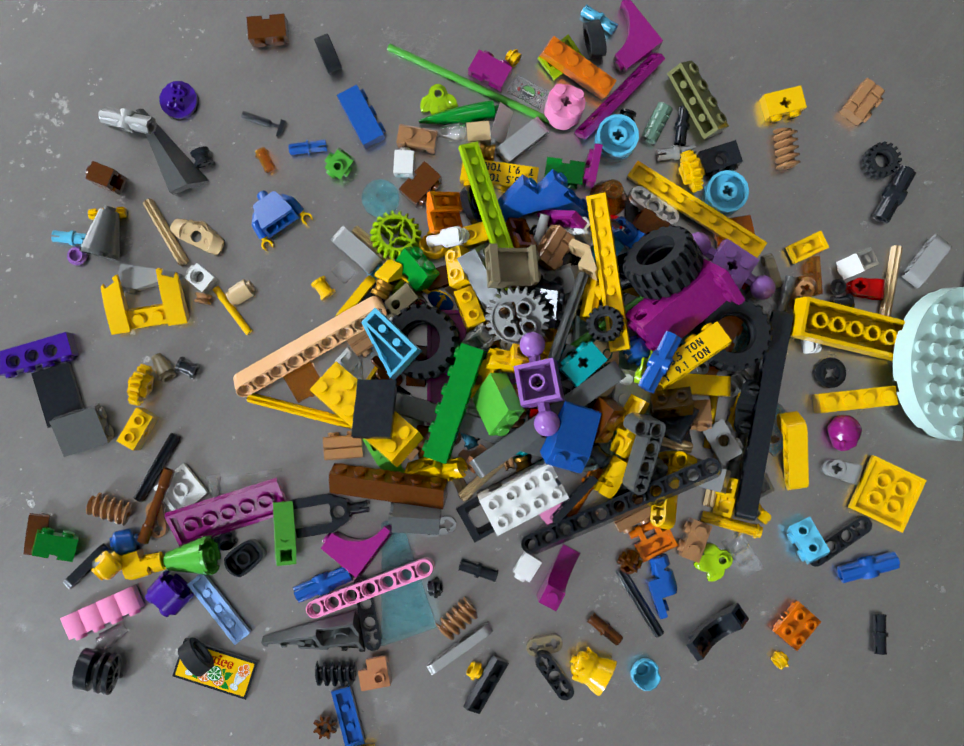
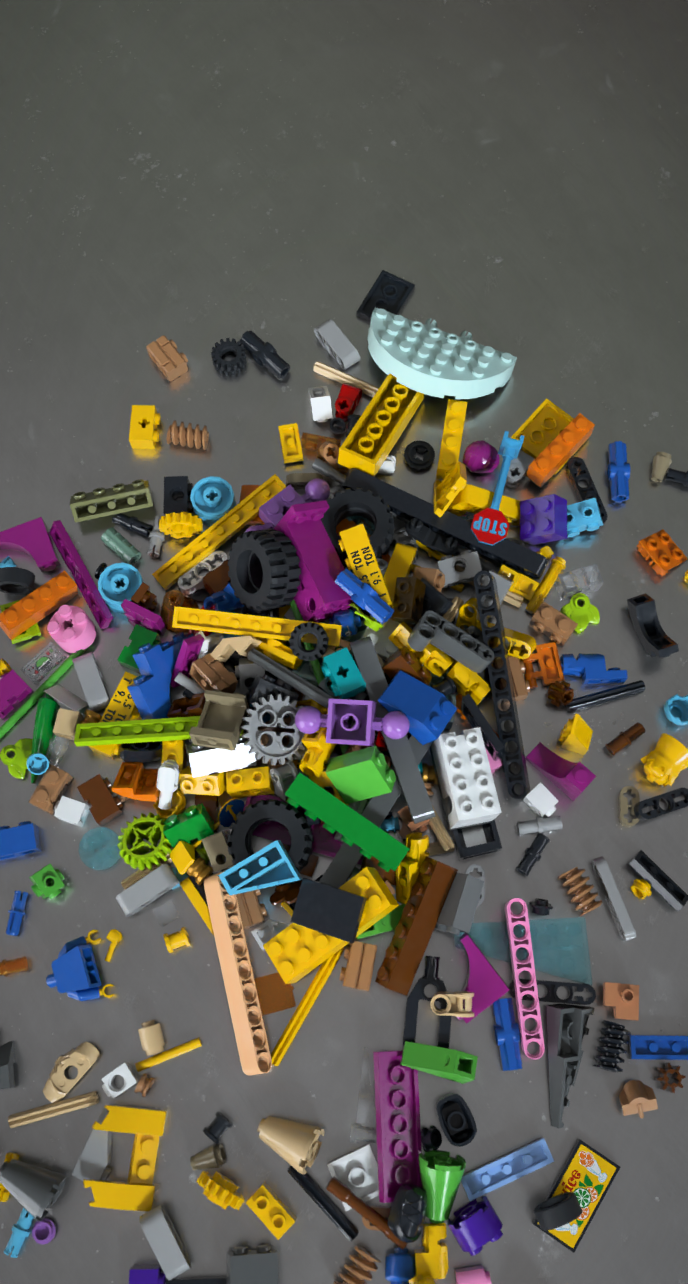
camera: 75 degrees left, 15 degrees down
(93, 352) = (165, 1242): none -> light grey beam
(163, 538) = (408, 1212): none -> black piece
(192, 430) = (292, 1140): none -> tan cone
(301, 702) = (637, 1098): none -> medium nougat piece
(311, 235) = (115, 937): none -> yellow hand
(331, 534) = (455, 1003): none -> tan piece
(430, 119) = (40, 763): none -> medium azure wheel
(505, 570) = (539, 825): none -> light grey pin
(592, 584) = (575, 735): none -> yellow slope
(609, 162) = (145, 598): none -> reddish brown slope
(773, 458) = (490, 524): none -> dark azure piece
(794, 507) = (543, 519): none -> dark purple brick
(798, 410) = (449, 487): none -> yellow wing
(872, 506) = (560, 450): none -> orange brick
(887, 606) = (660, 466): none -> dark tan cone

